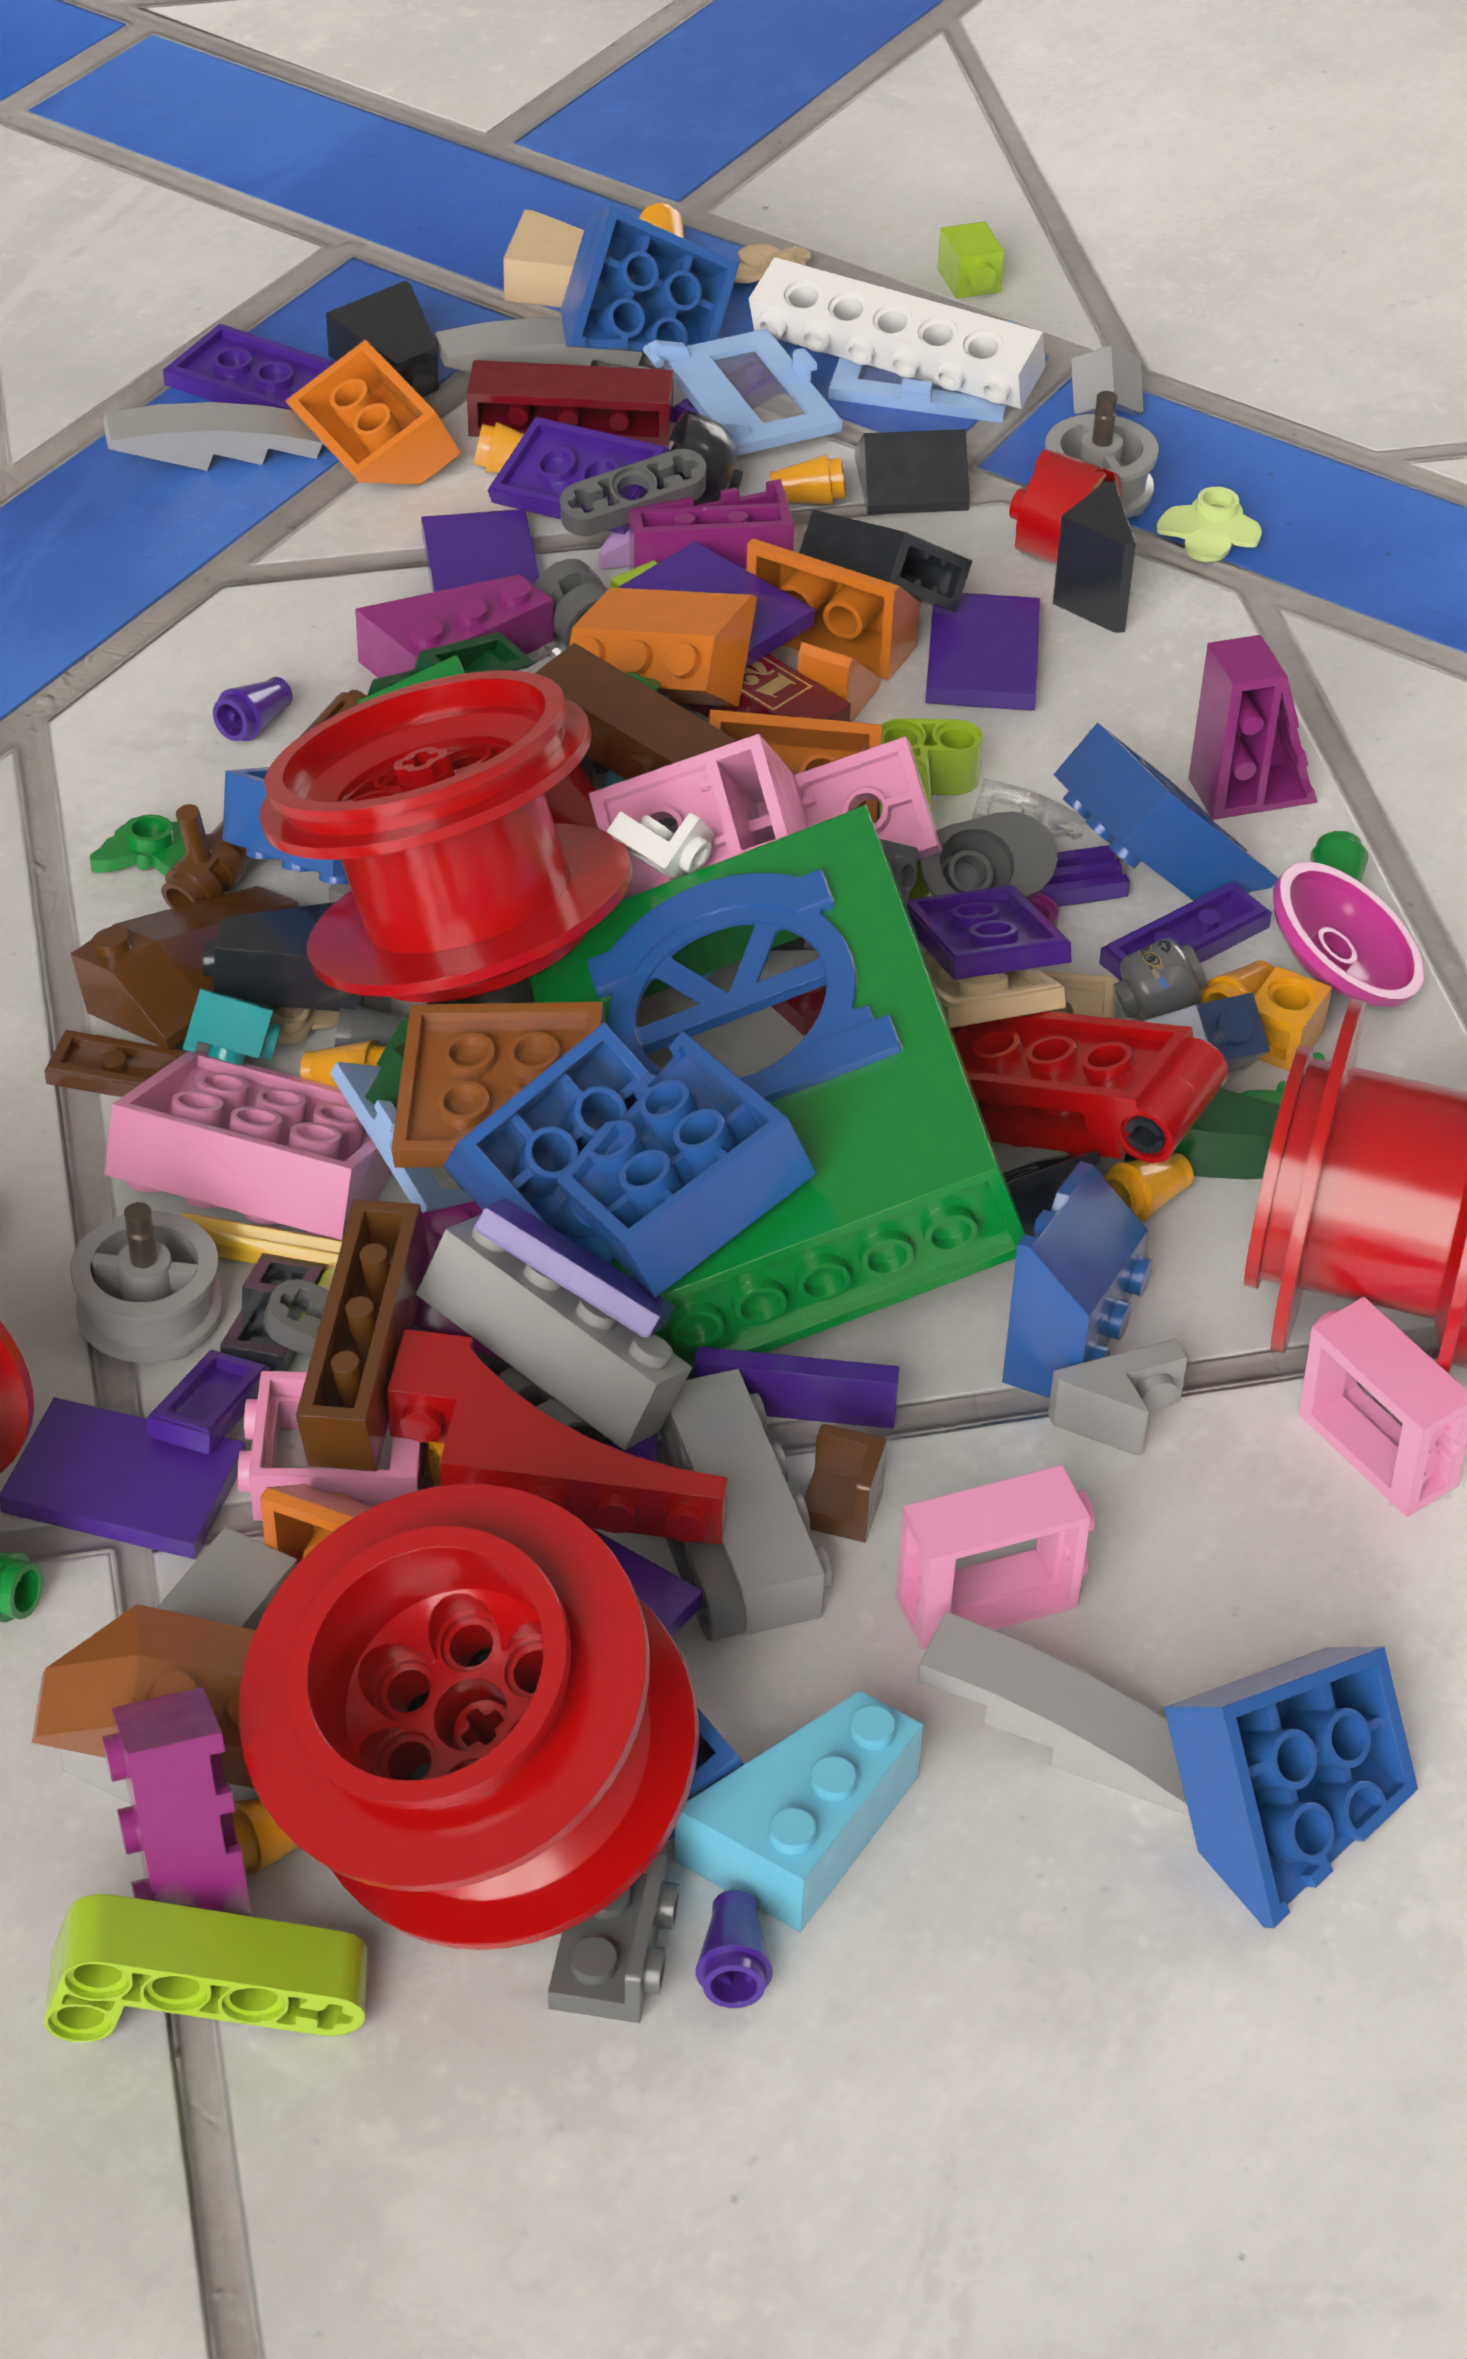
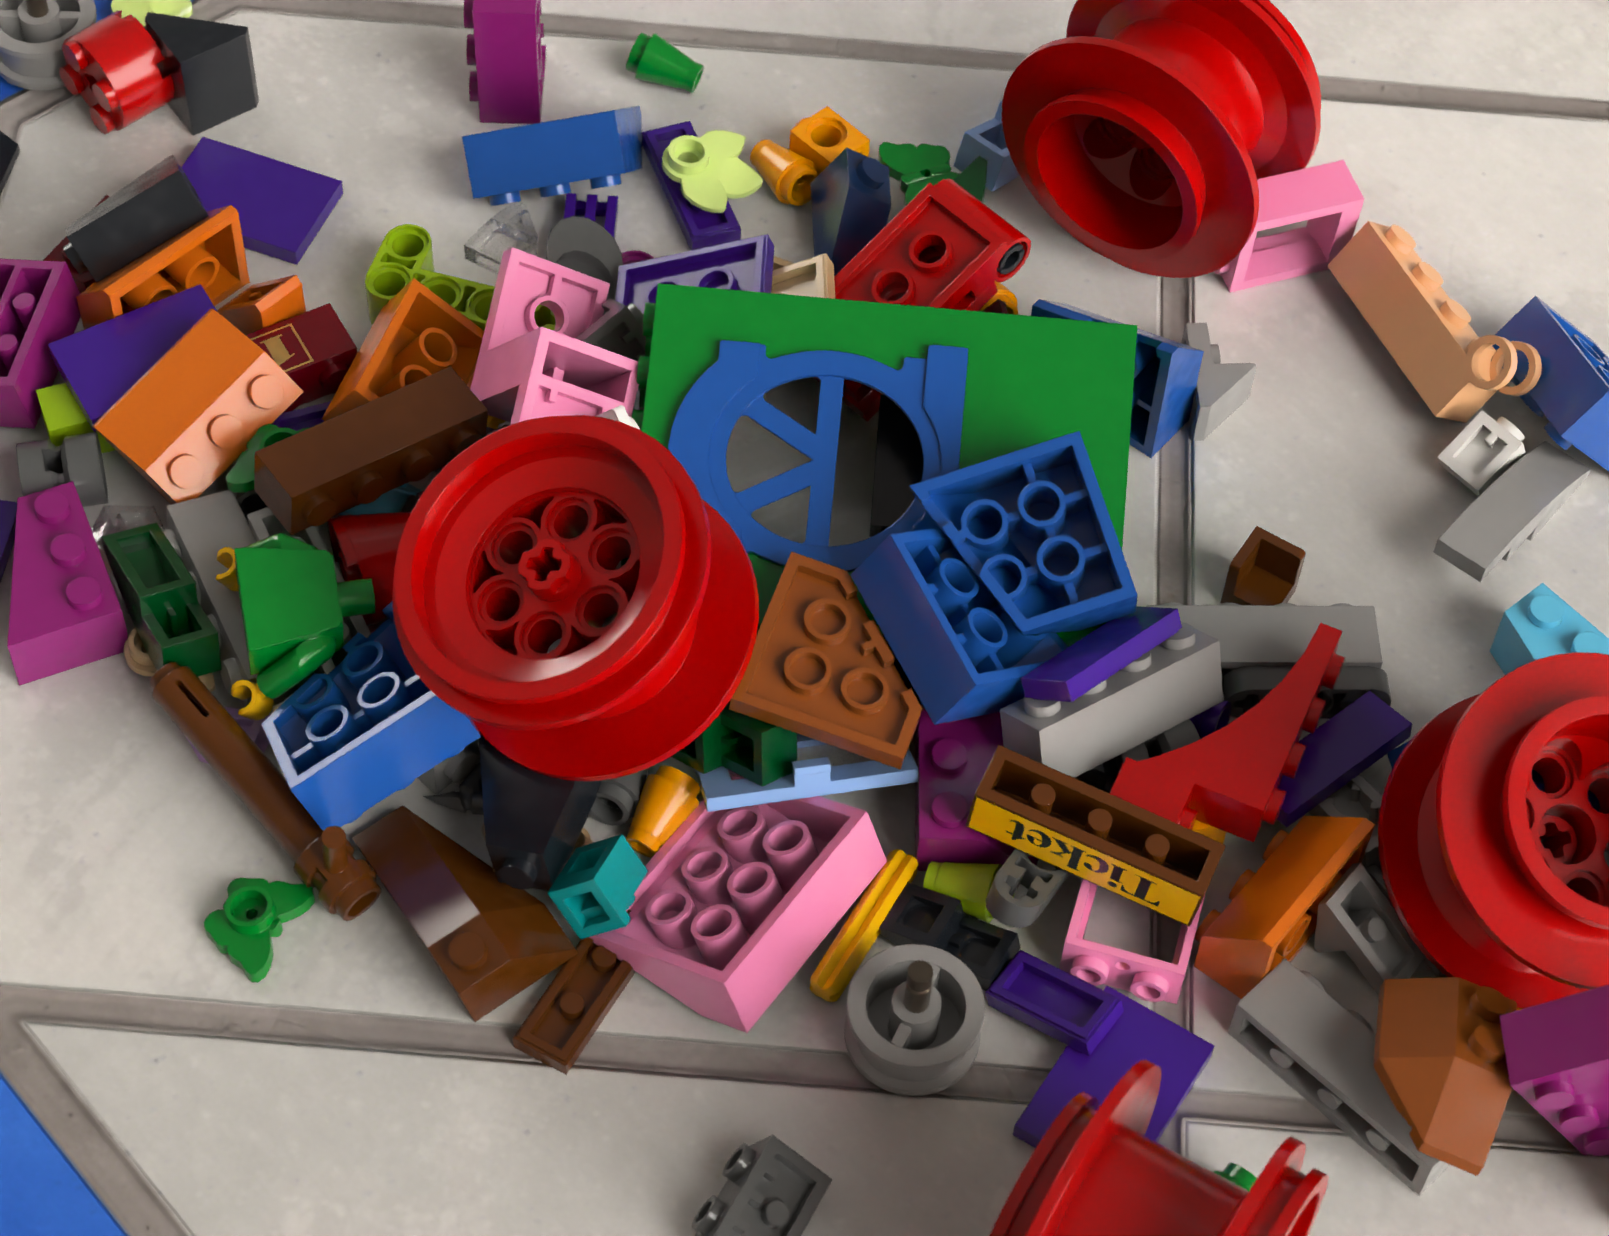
camera: 75 degrees left, 10 degrees up
(248, 709) = (81, 786): dark purple cone -> none
(811, 1386) = (1160, 553): dark purple tile -> none
(986, 1519) = (1381, 499): bright pink window -> none
(1150, 1669) = (1483, 451): none -> white bracket
(1160, 980) = (769, 206): dark grey head -> none
(1200, 918) = (710, 169): none -> yellowish green plate
(1260, 1606) = (1425, 327): none -> light nougat hinge
(1346, 935) = (763, 82): dark pink dish -> none

